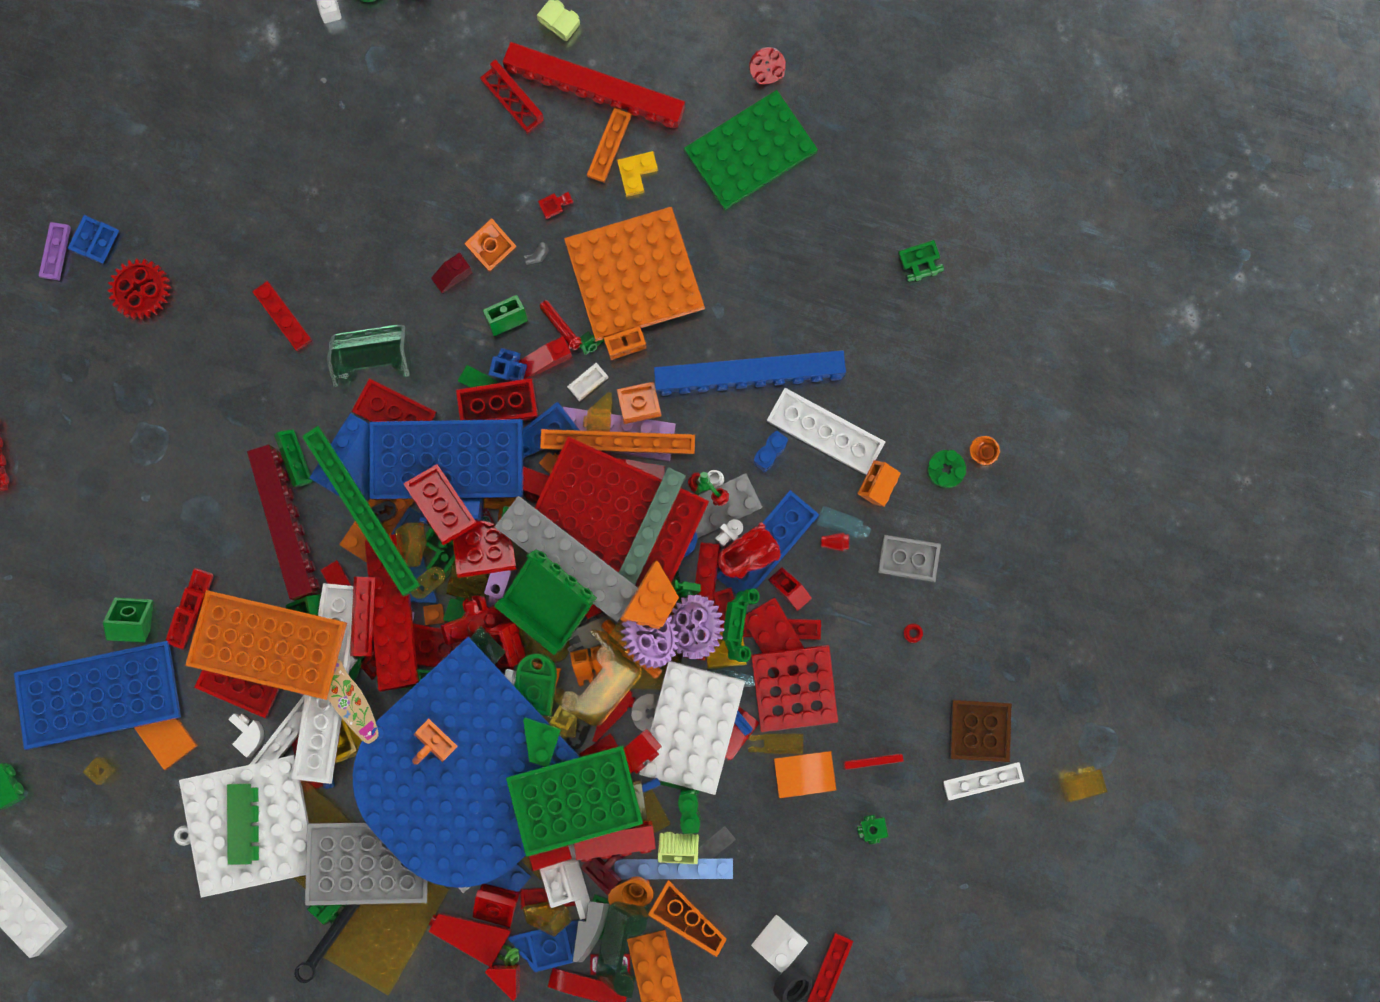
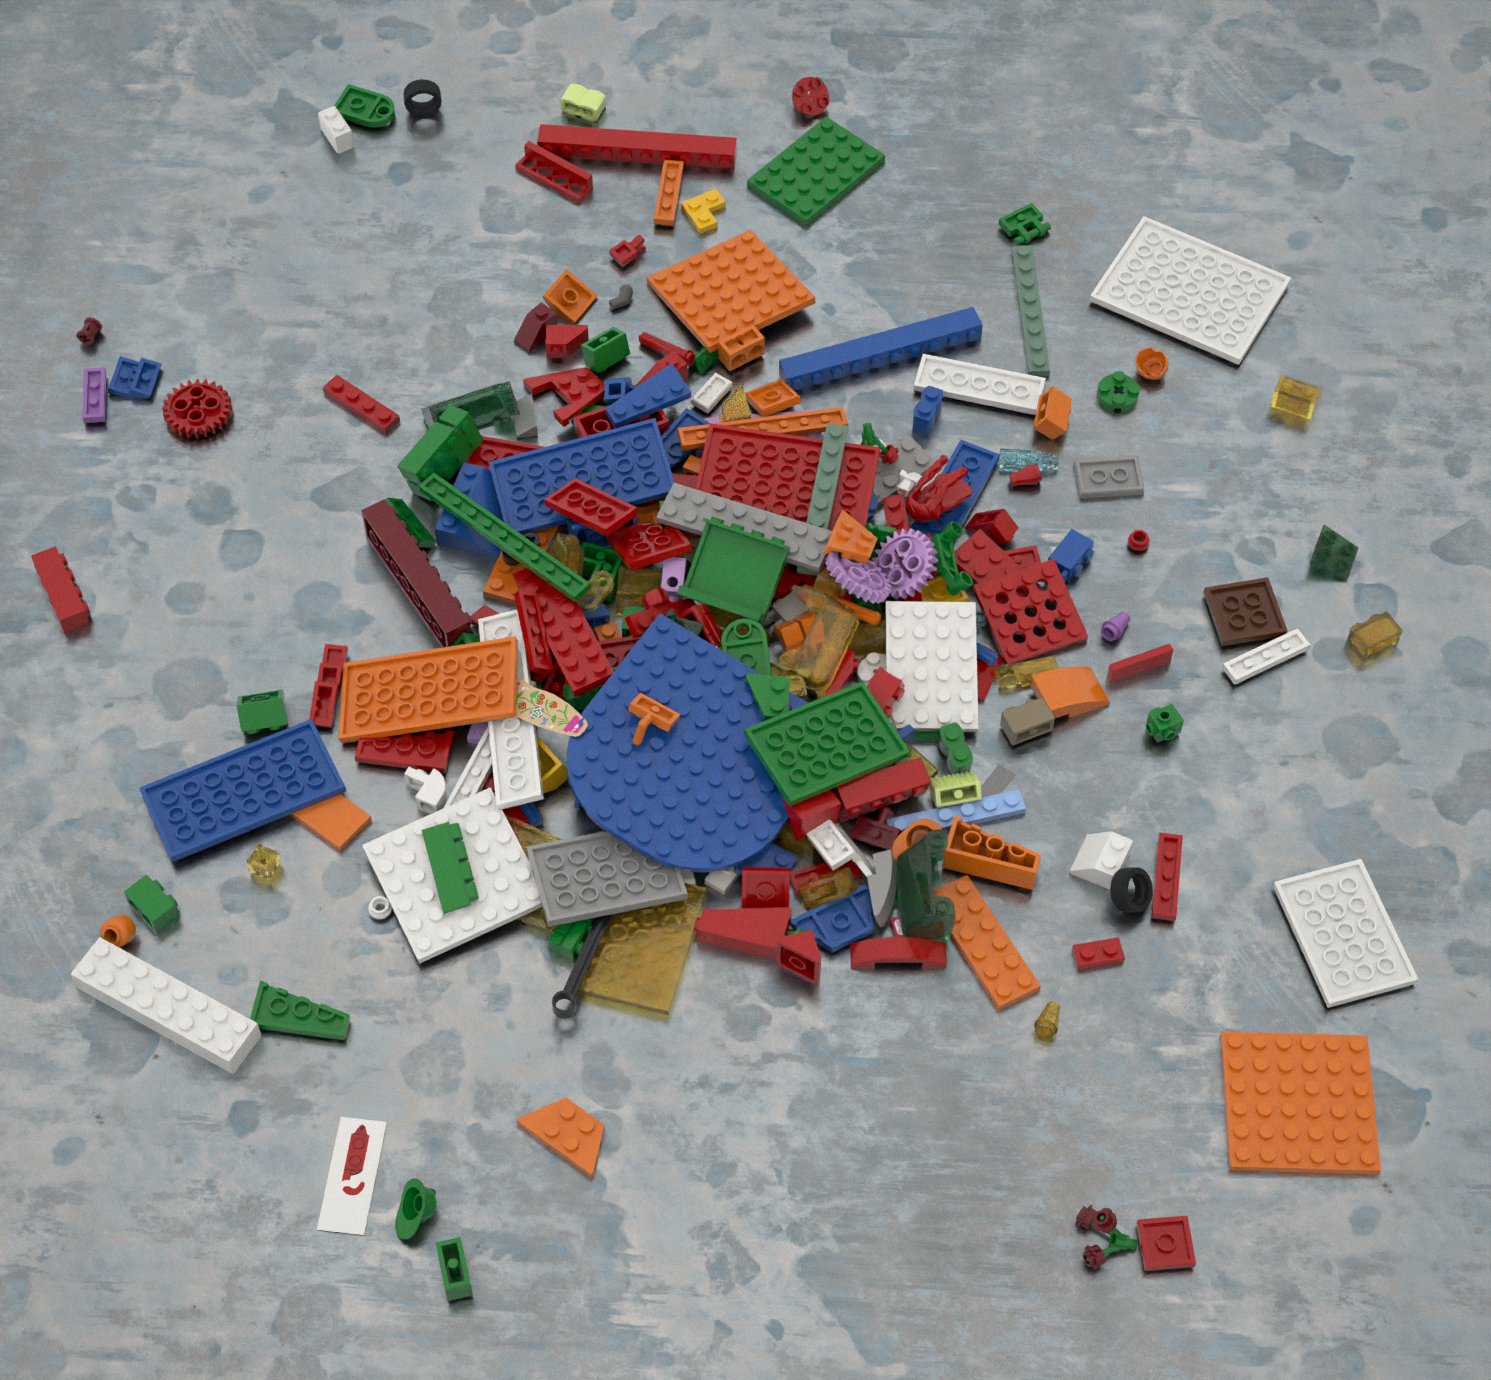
camera: 15 degrees left, 25 degrees down
(63, 179) = (89, 330): none -> dark red bush
(95, 918) = (285, 1012): none -> green wing
(329, 401) = (441, 449): none -> green piece
(419, 367) = (525, 421): none -> light grey slope
(472, 292) = (565, 339): none -> red slope
(472, 349) = (576, 386): none -> red wing
(528, 386) = (649, 397): none -> blue wing
(758, 797) = (1027, 720): none -> dark tan brick
(847, 637) = (1072, 554): none -> blue hinge
(863, 718) = (1114, 627): none -> medium lavender cone
(896, 358) = (1030, 311): none -> sand green plate
(1048, 373) = (1190, 290): none -> white plate
(1078, 691) = (1334, 553): none -> clear green hinge
(1105, 513) = (1296, 396): none -> clear yellow slope

